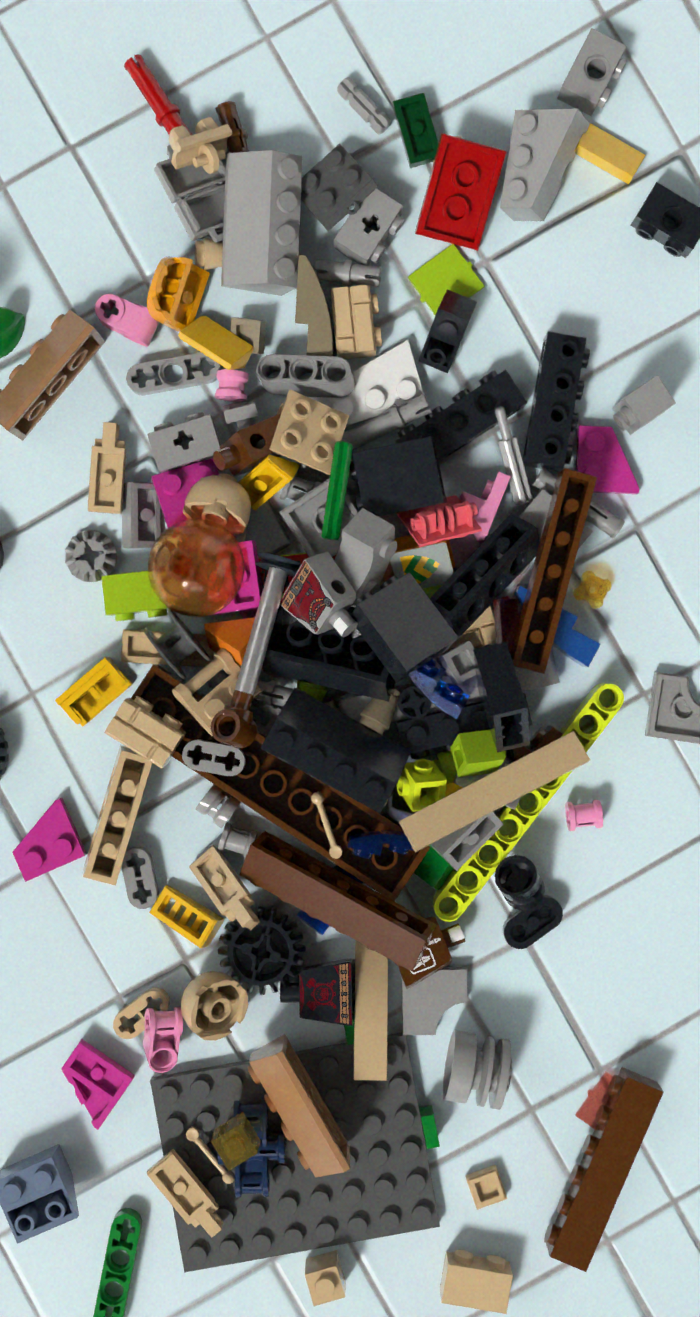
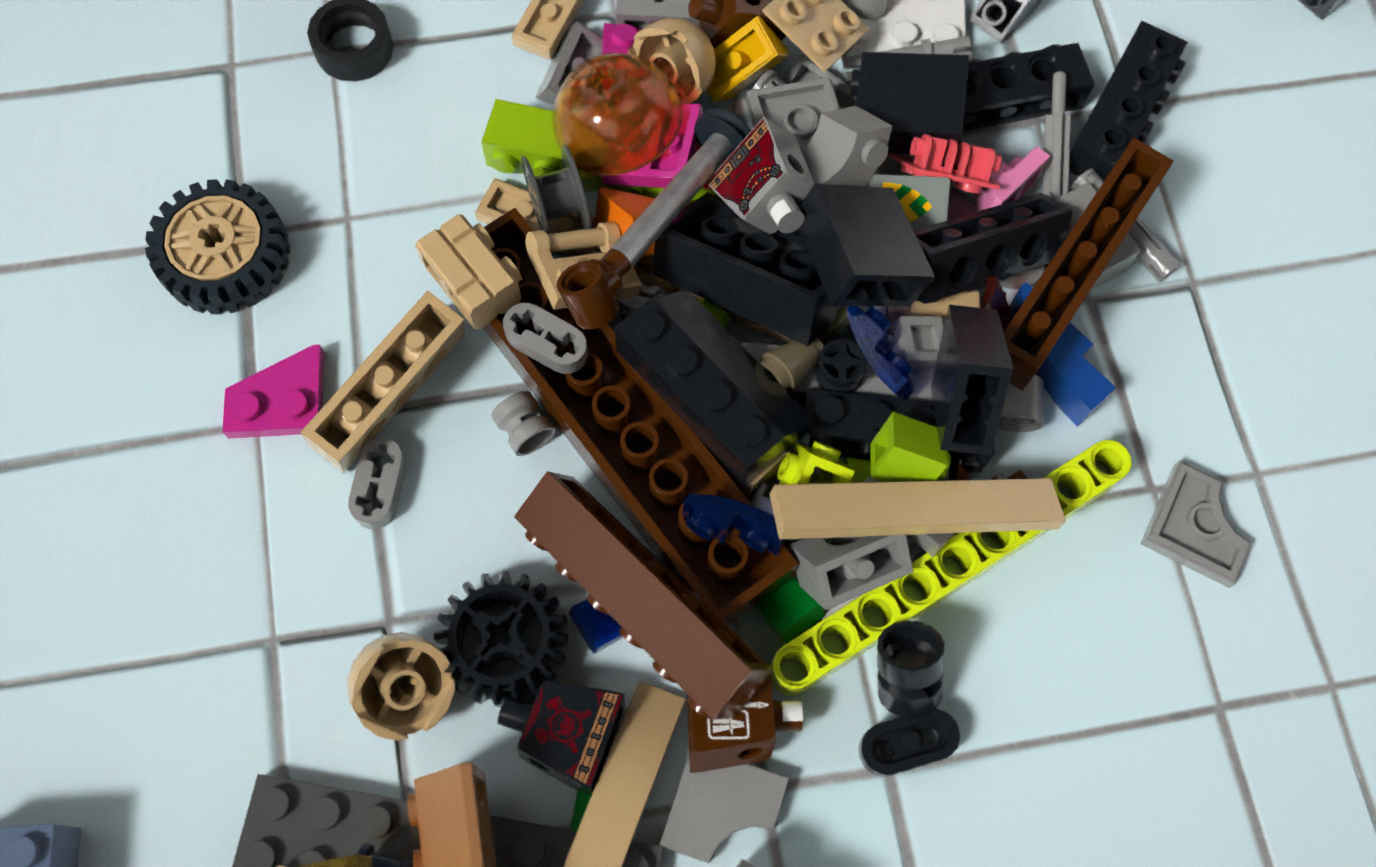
camera: 20 degrees right, 20 degrees down
(94, 691) = (406, 224): yellow hinge -> none
(96, 1080) = (180, 746): dark pink wing -> none
(103, 564) = (474, 85): light grey gear -> none
(137, 1007) = (289, 660): tan beam -> none
(162, 1038) = (306, 699): bright pink piece -> none
(180, 926) = (435, 582): yellow slope -> none
(224, 887) = (487, 528): tan hinge -> none
(236, 839) = (522, 472): light grey bush -> none
(335, 850) = (662, 518): tan hinge -> none
(337, 490) = (828, 86): green axle -> none
(584, 815) = (1028, 614): bright pink bush -> none
(601, 587) = (1125, 324): clear yellow plate -> none
(602, 456) = (1177, 201): dark pink wing -> none
(642, 405) = (1243, 131): light grey brick -> none

